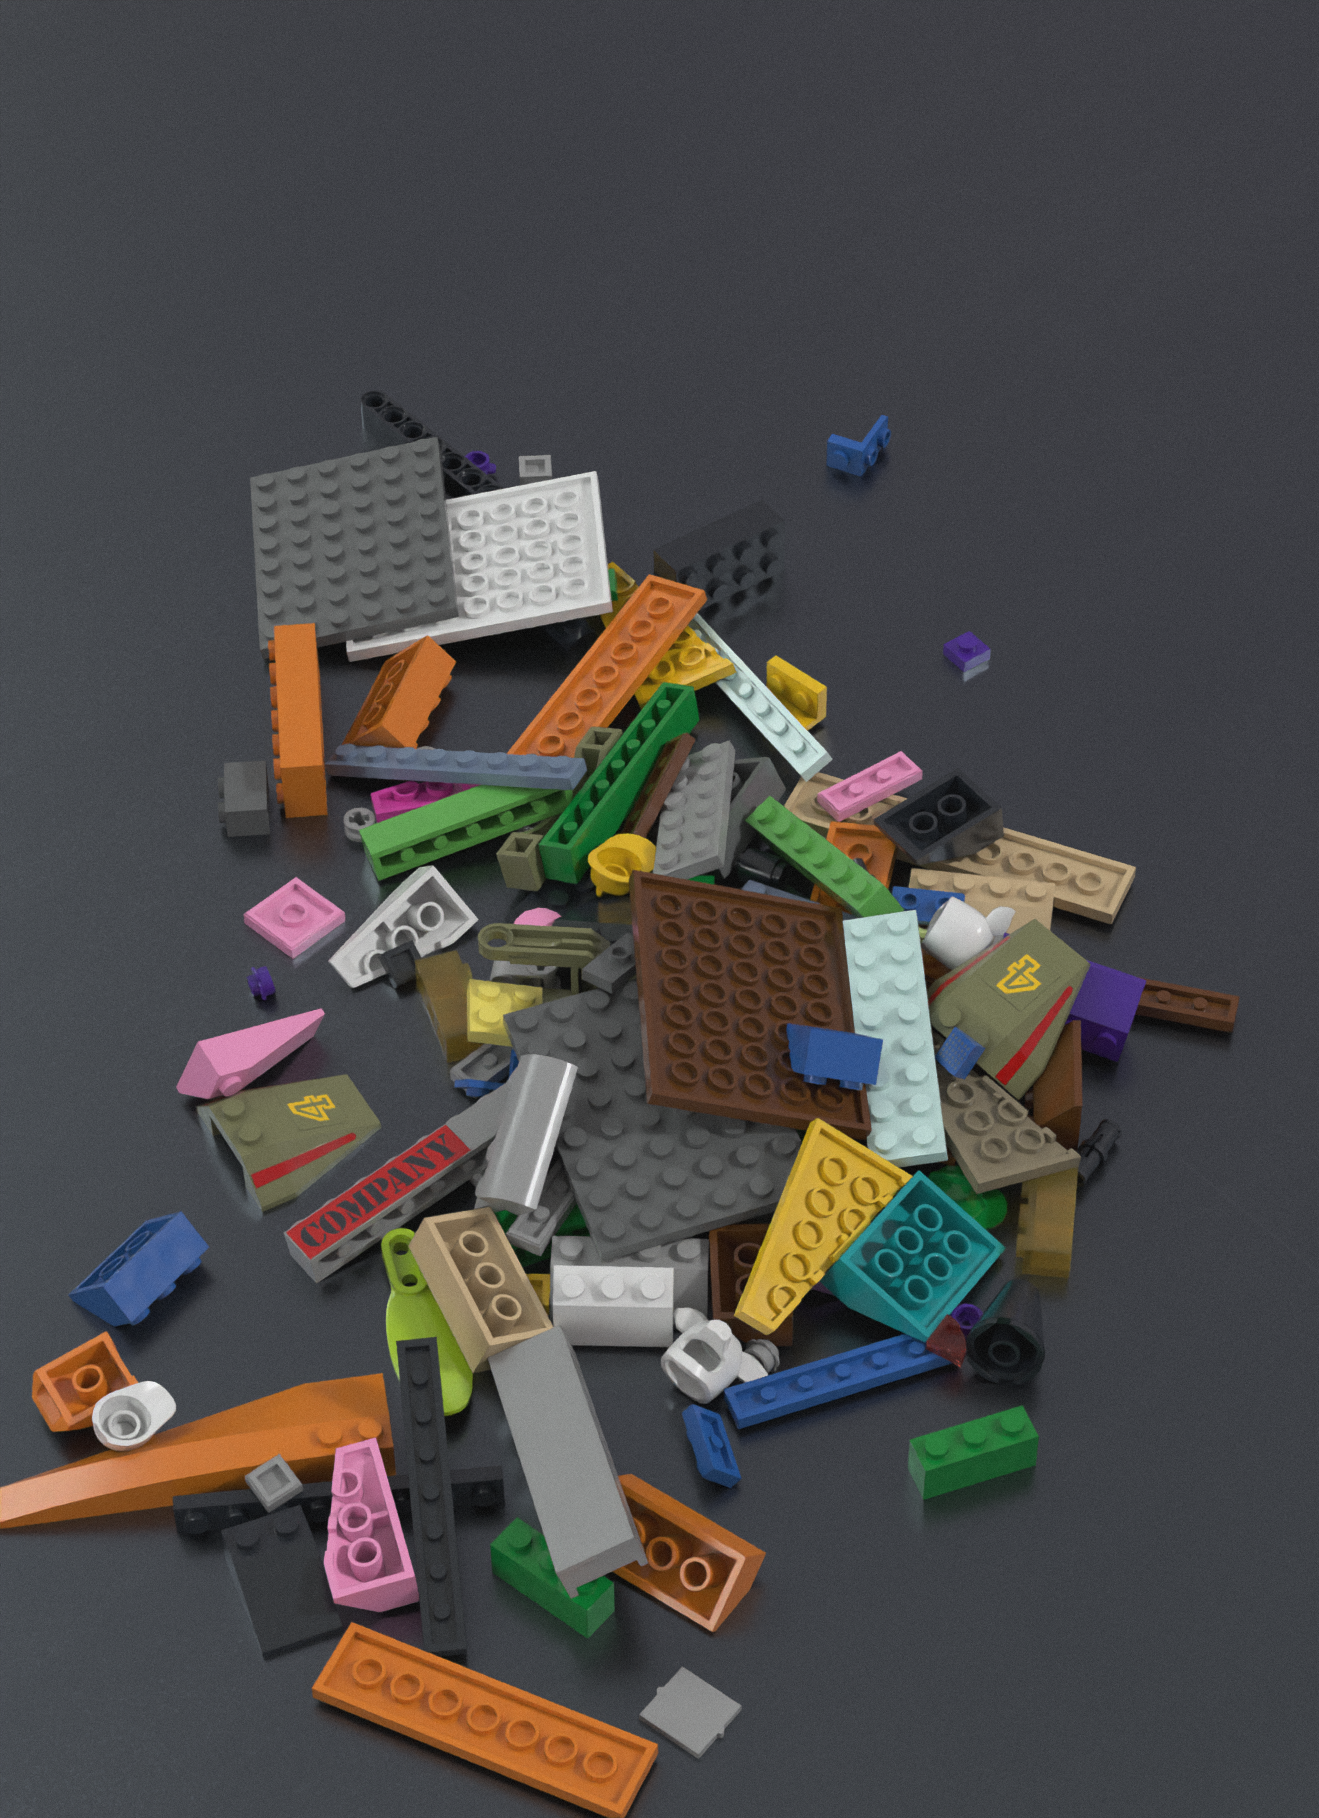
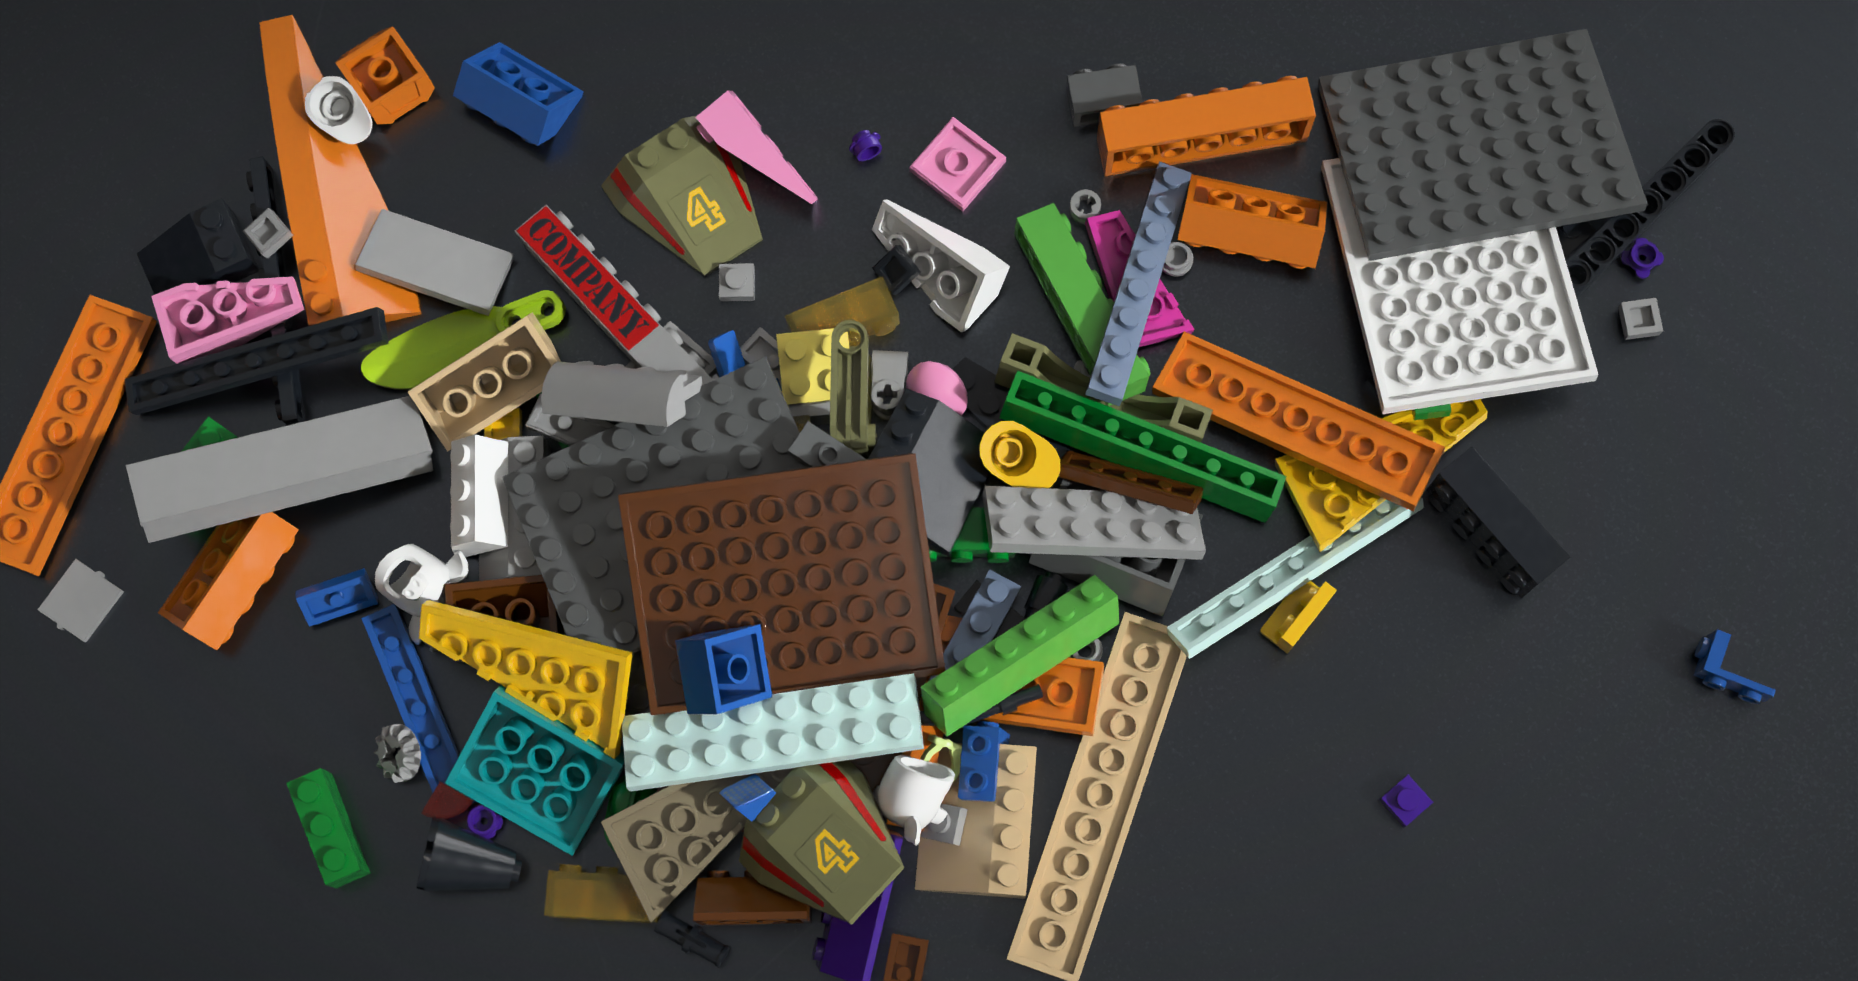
camera: 90 degrees right, 30 degrees up
(329, 1344) = (434, 262): none -> light grey tile
(393, 1096) = (737, 282): none -> light grey plate
(869, 786) = (1166, 701): bright pink tile -> none
(875, 1381) = (408, 757): none -> light grey gear
(943, 820) = (1094, 772): black slope -> none

